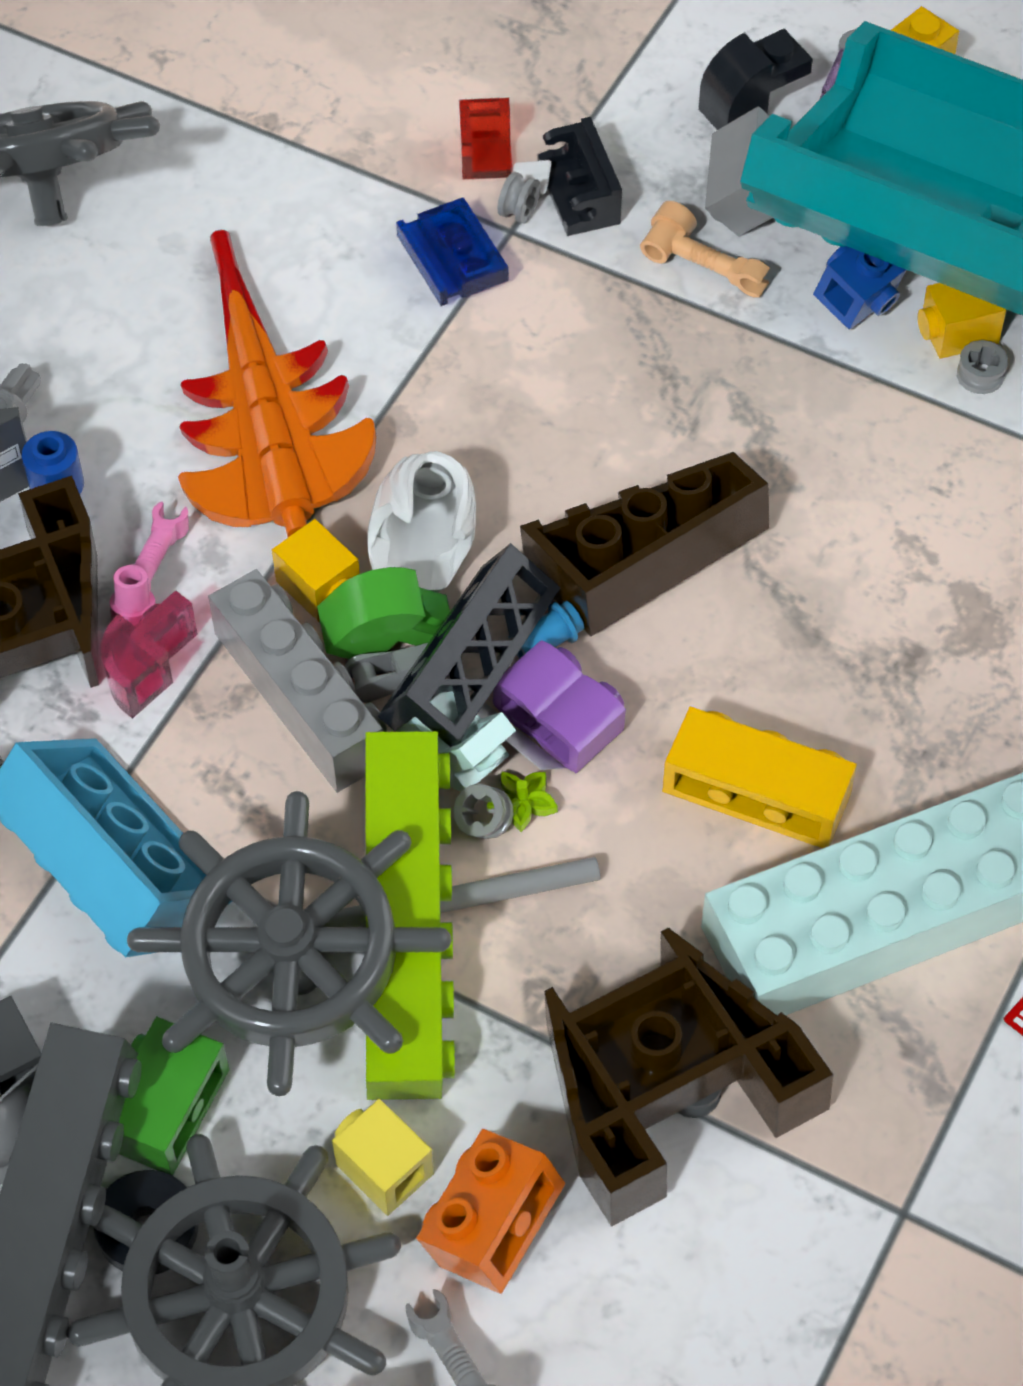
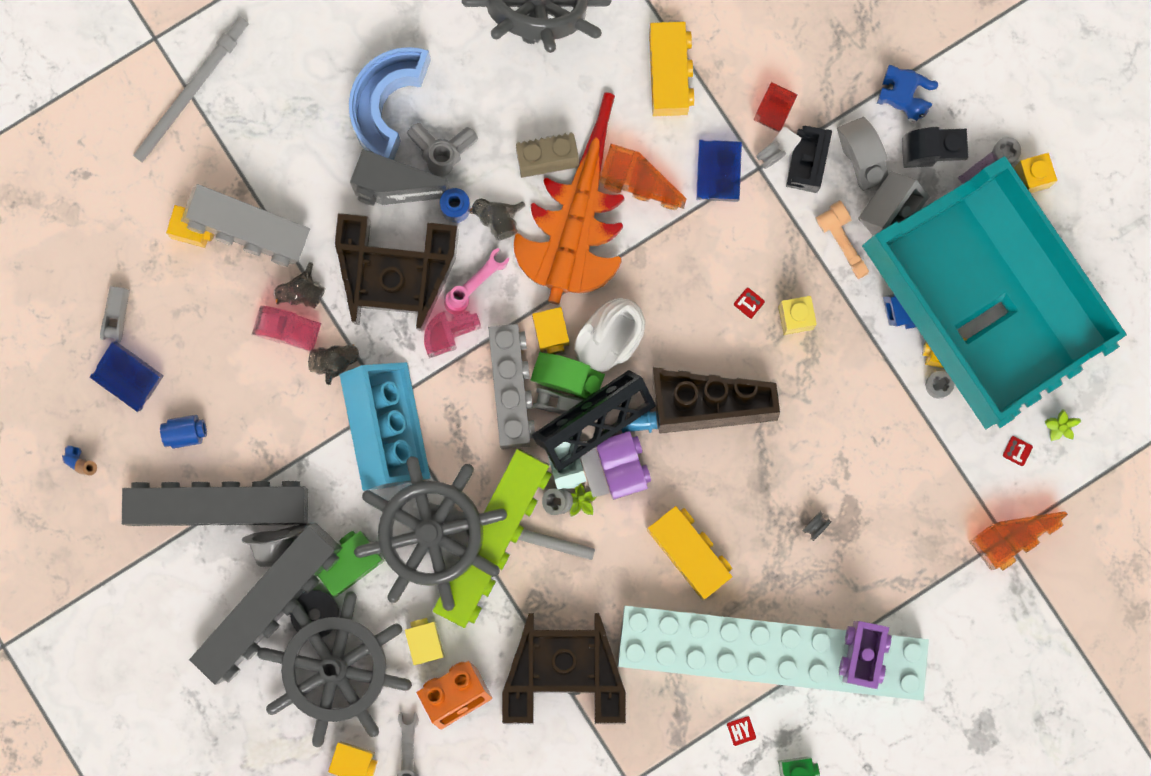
camera: 25 degrees right, 25 degrees up
(134, 460) = (497, 217): none -> clear smoke animal
(166, 341) = (547, 155): none -> dark tan brick
(294, 161) = (670, 68): none -> yellow brick
(338, 308) = (633, 173): none -> clear orange slope
(614, 402) = (749, 303): none -> red sticker
(655, 48) = (904, 86): none -> blue animal
(657, 120) = (865, 151): none -> light grey brick
(701, 369) = (797, 315): none -> light yellow brick
(937, 638) = (816, 526): none -> dark grey bush

